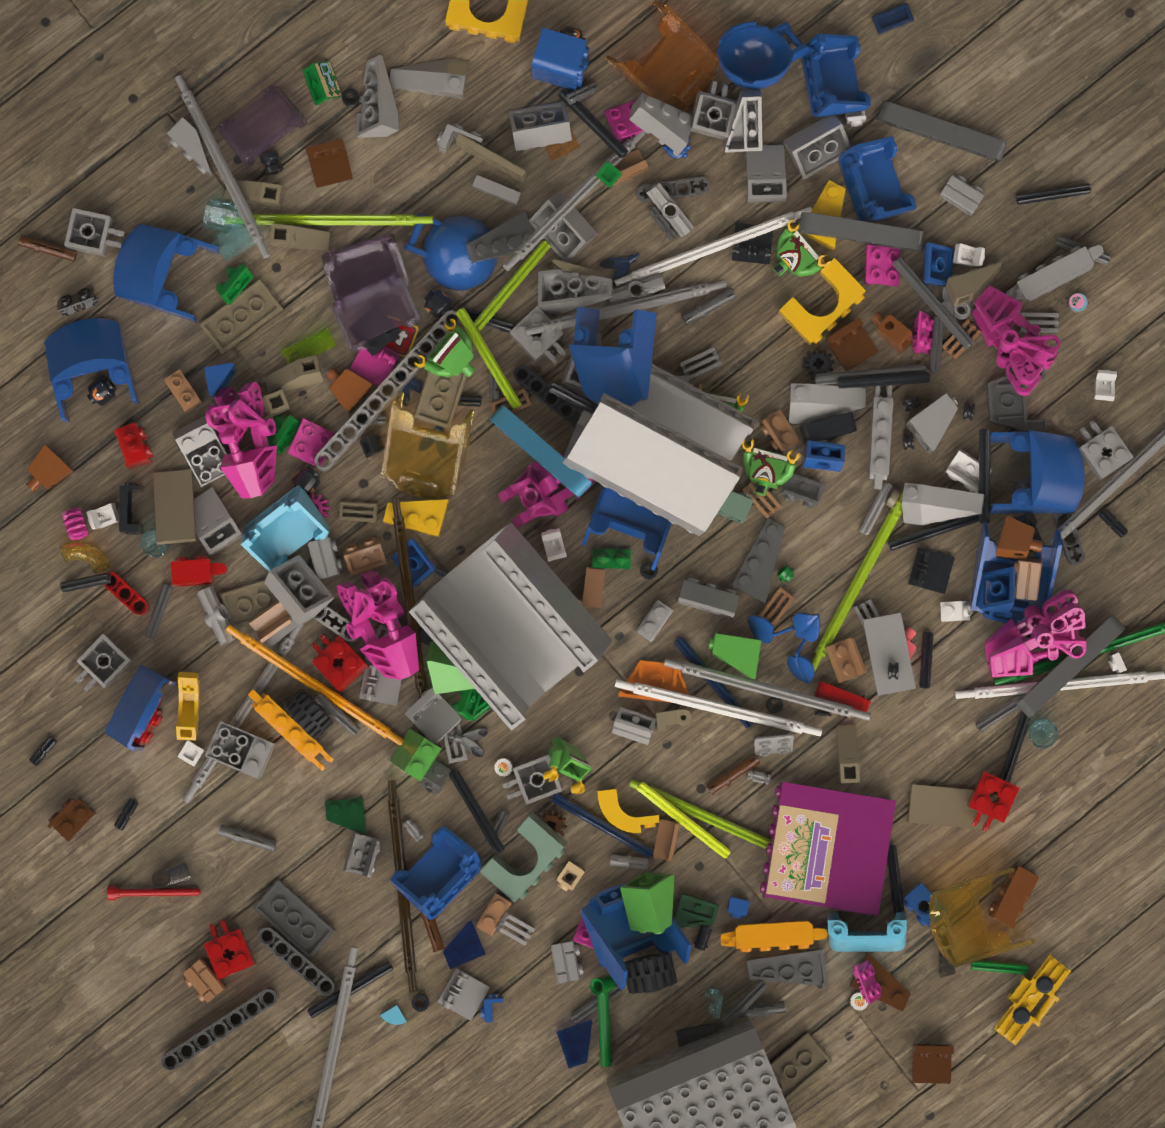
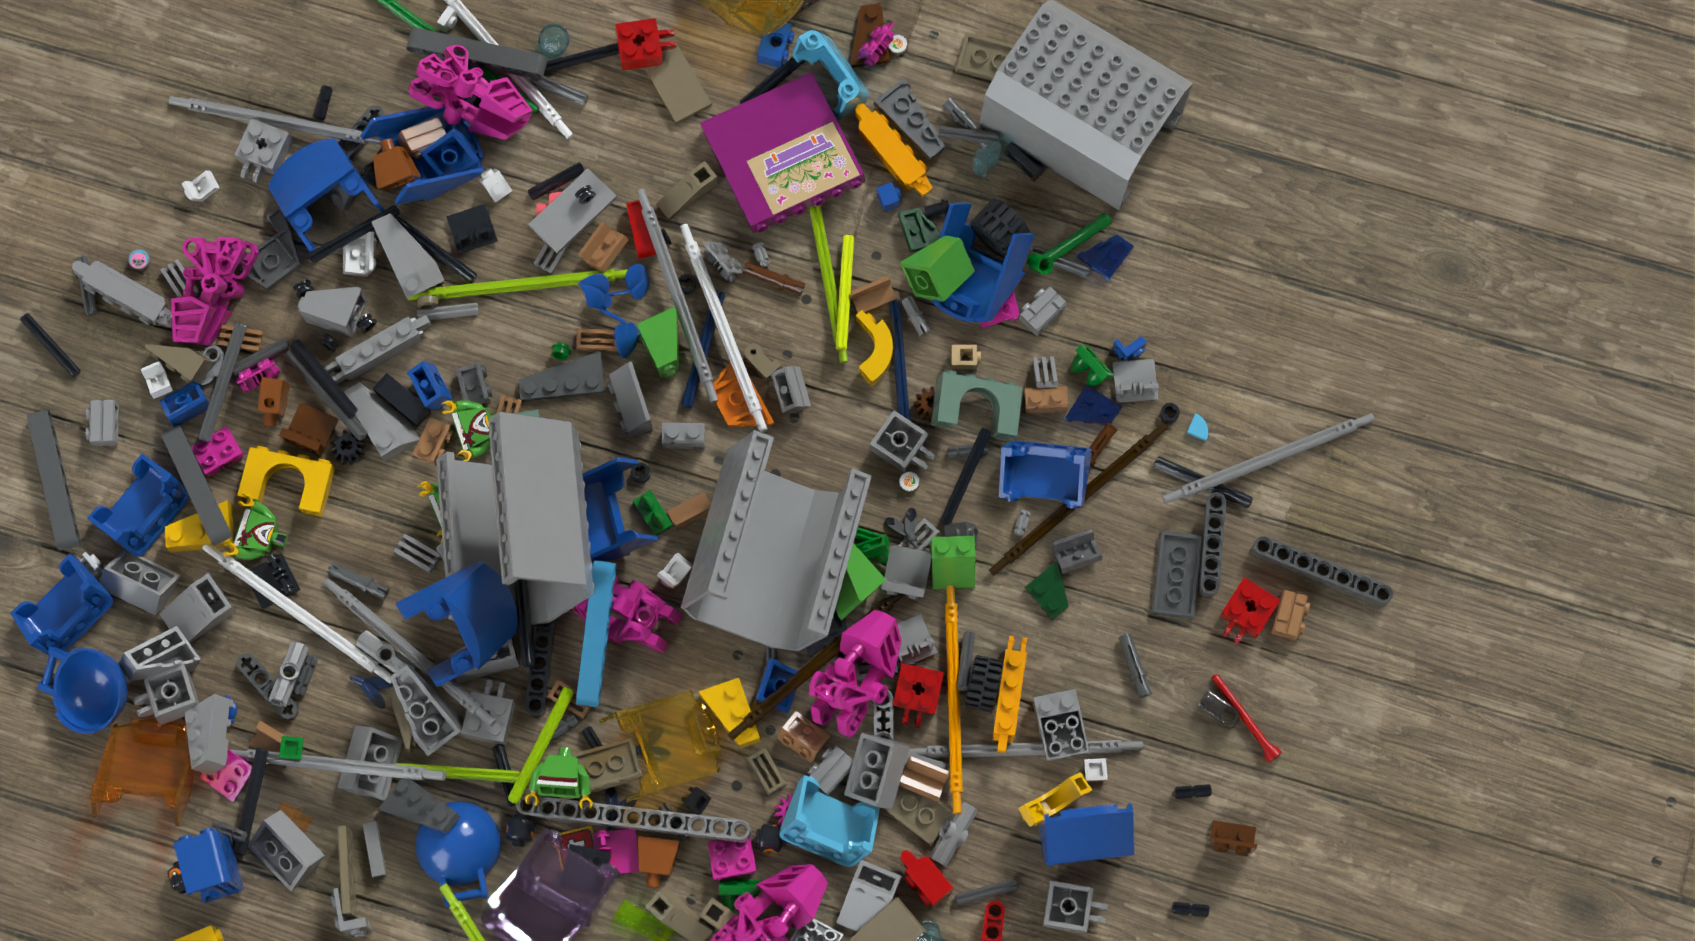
camera: 120 degrees left, 10 degrees down
(504, 970) = (1087, 358): none -> green tile
(568, 761) = (864, 424): bright green torso -> none

